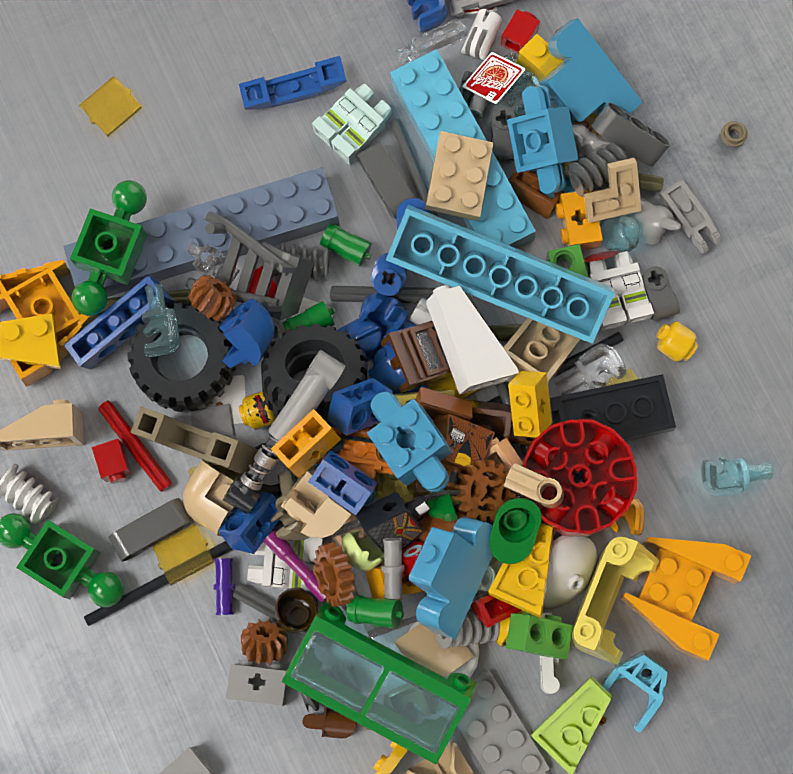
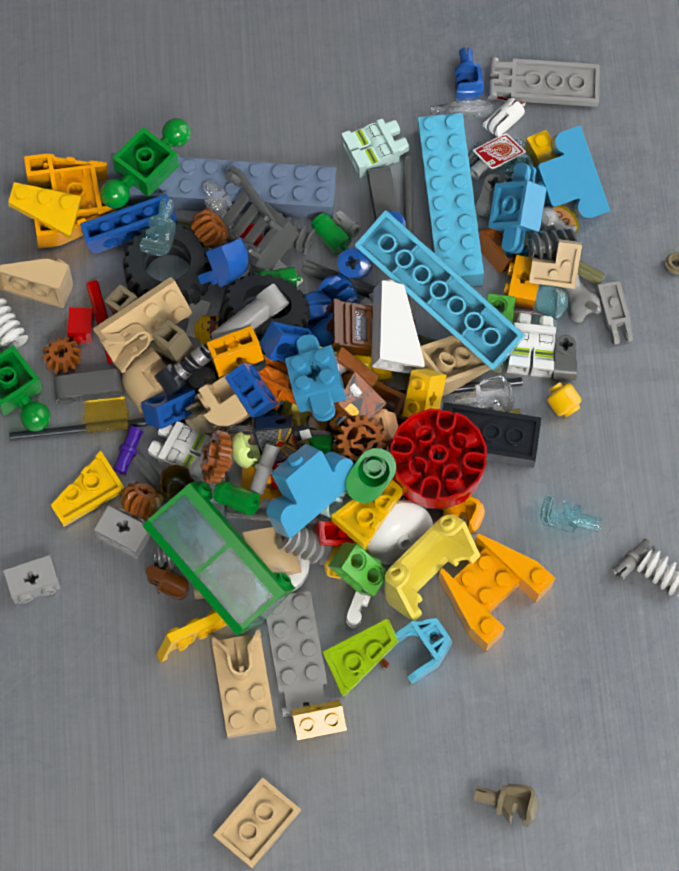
camera: 15 degrees right, 10 degrees down
(110, 106) = (191, 69): clear yellow piece -> none
(115, 503) = (55, 349): none -> dark orange gear
(181, 440) = (132, 328): none -> tan plate
(200, 650) = (89, 491): none -> yellow wing
(286, 553) = (186, 438): magenta piece -> none
(294, 86) = (339, 105): blue slope -> none
(358, 226) = (349, 226): none -> light grey pin
(459, 175) = (439, 208): tan plate -> none
(519, 31) = (534, 123): red brick -> none
(532, 484) = (398, 444): tan piece -> none
(630, 134) = (590, 230): dark grey beam -> none

